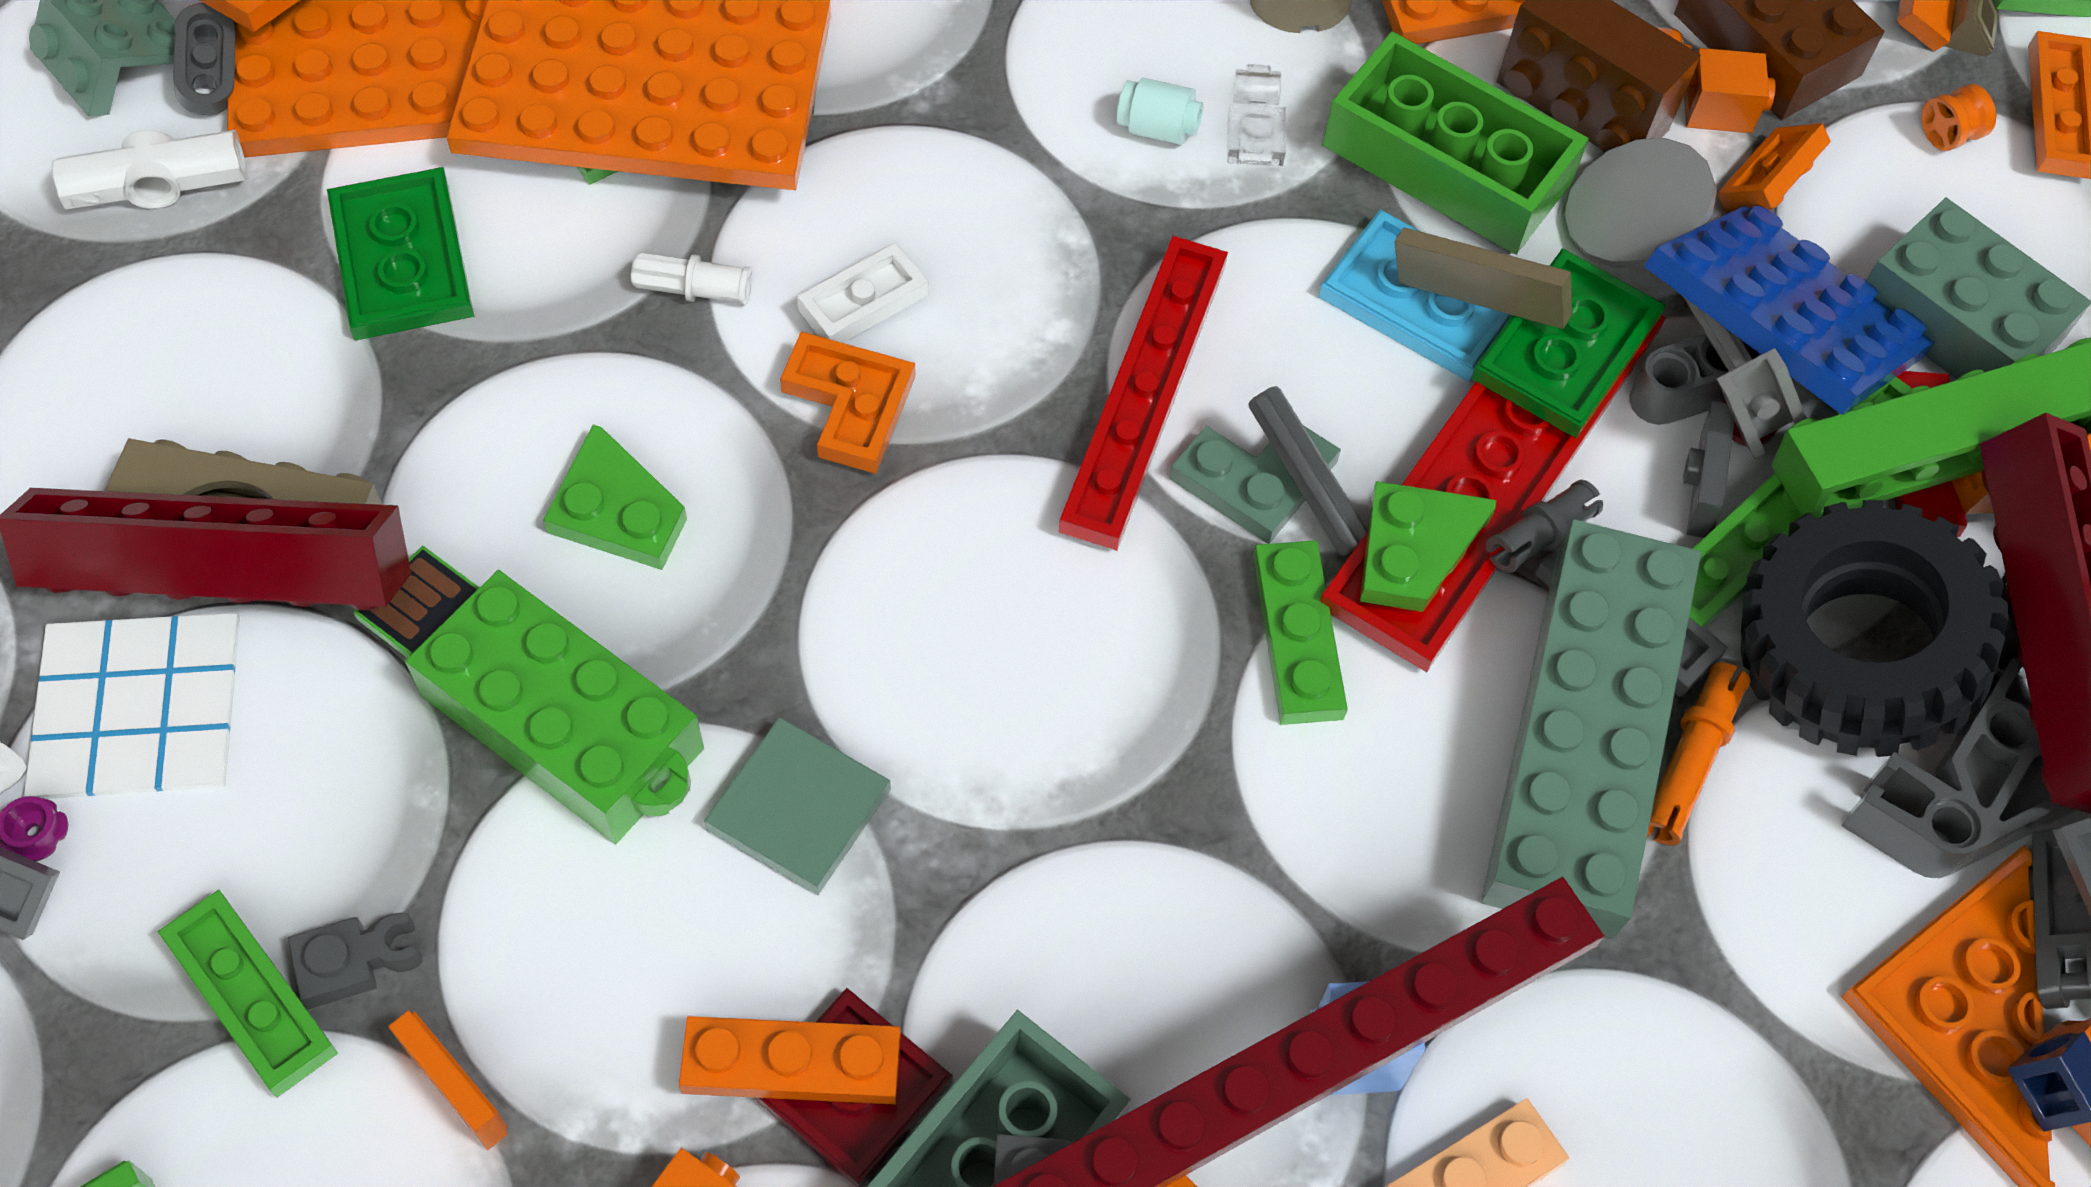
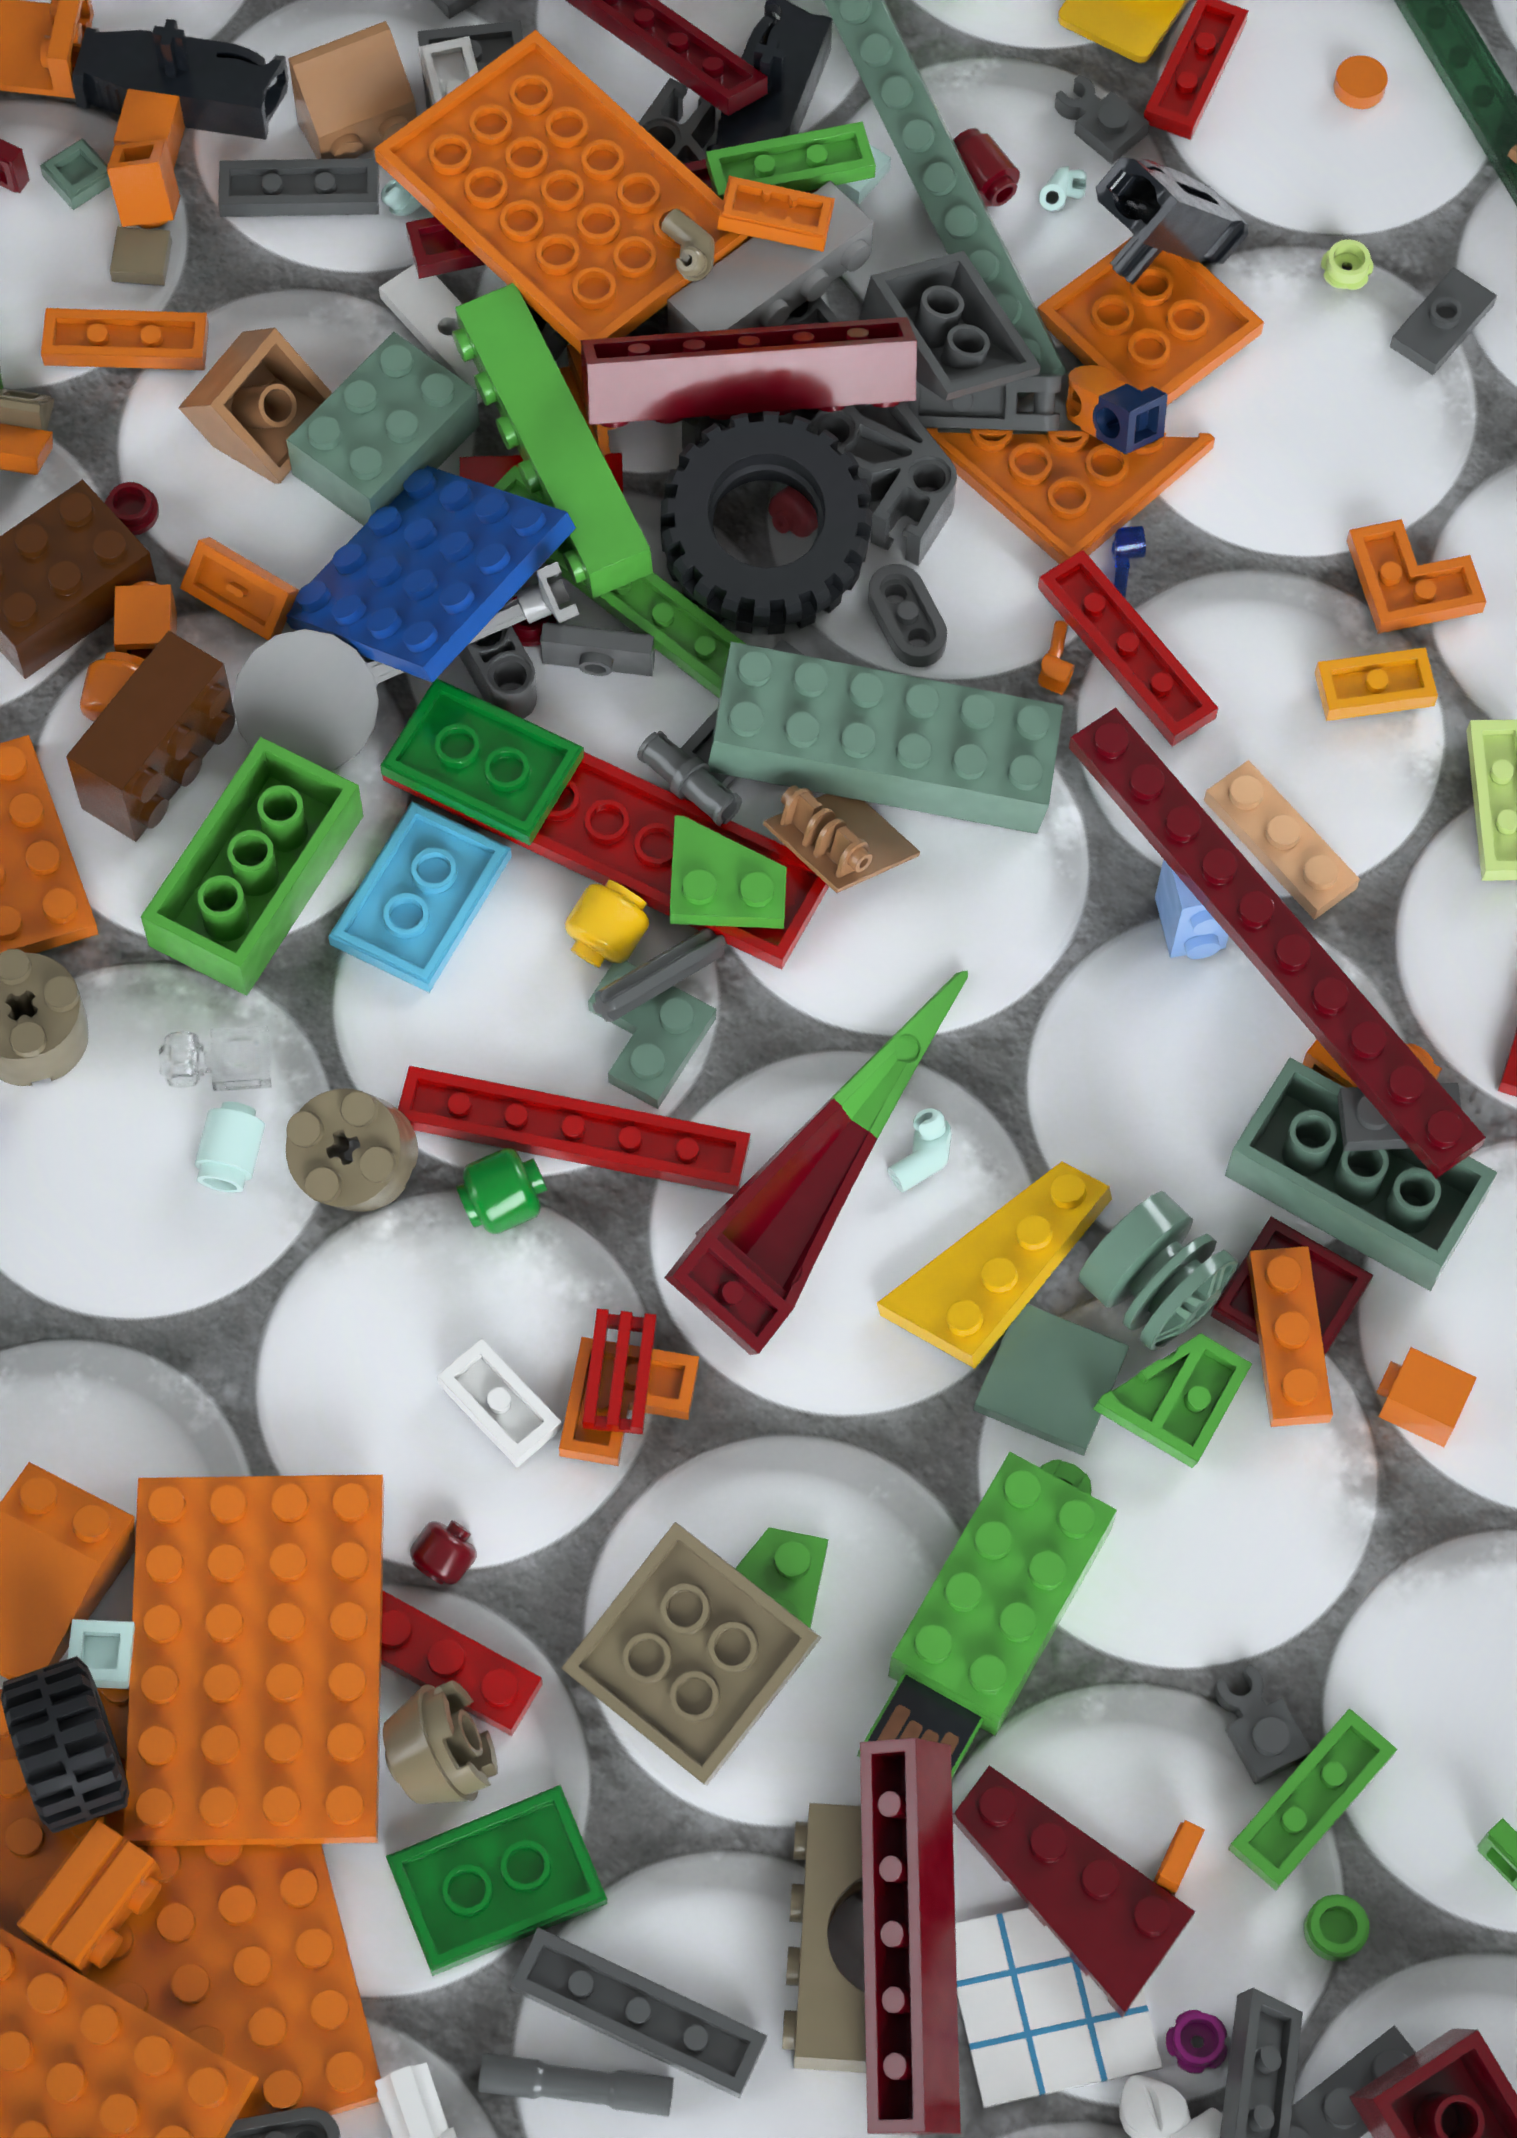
camera: 95 degrees left, 5 degrees up
(105, 998) = (1336, 1927): none -> bright green tile
(171, 317) = (615, 2089): none -> dark grey piece
(218, 747) = (1087, 1896): none -> dark red wing
(222, 835) = (1178, 1856): none -> orange tile
(231, 341) = (638, 2012): none -> dark grey plate
(449, 1079) = (1357, 1607): orange tile -> none
(520, 200) = (437, 1747): none -> dark tan cone
(562, 414) = (691, 1653): none -> dark tan plate
(615, 235) = (436, 1654): none -> red plate
(692, 278) = (497, 1572): white axle -> none
(728, 243) = (443, 1552): none -> dark red piece
(742, 927) = (1179, 1398): none -> bright green wing
(869, 374) = (624, 1324): none -> red tile
(896, 904) = (1168, 1280): none -> sand green wheel
(930, 759) = (993, 1271): none -> yellow wing
(996, 537) = (767, 1237): none -> dark red plate
(1083, 721) = (929, 1151): none -> light aqua arm
(1084, 313) = (501, 1191): none -> green head
(1135, 185) = (321, 1136): none -> dark tan brick
(1299, 633) = (809, 984): bright green plate -> none
(1377, 439) = (607, 923): none -> yellow head
(1468, 670) = (838, 837): none -> medium nougat hinge
(1484, 277) = (438, 826): dark tan tile -> none
(1699, 944) = (1055, 672): none -> orange hand
(1705, 730) = (830, 646): orange pin -> none
(1728, 1037) = (1127, 647): none -> red plate
(1761, 792) = (910, 619): none -> dark grey plate
(1865, 95) = (134, 506): none -> dark red plate
(1879, 1060) = (1127, 545): none -> clear blue hand
(1958, 117) = (156, 428): orange wheel -> none
(2002, 191) = (256, 401): none -> medium nougat slope

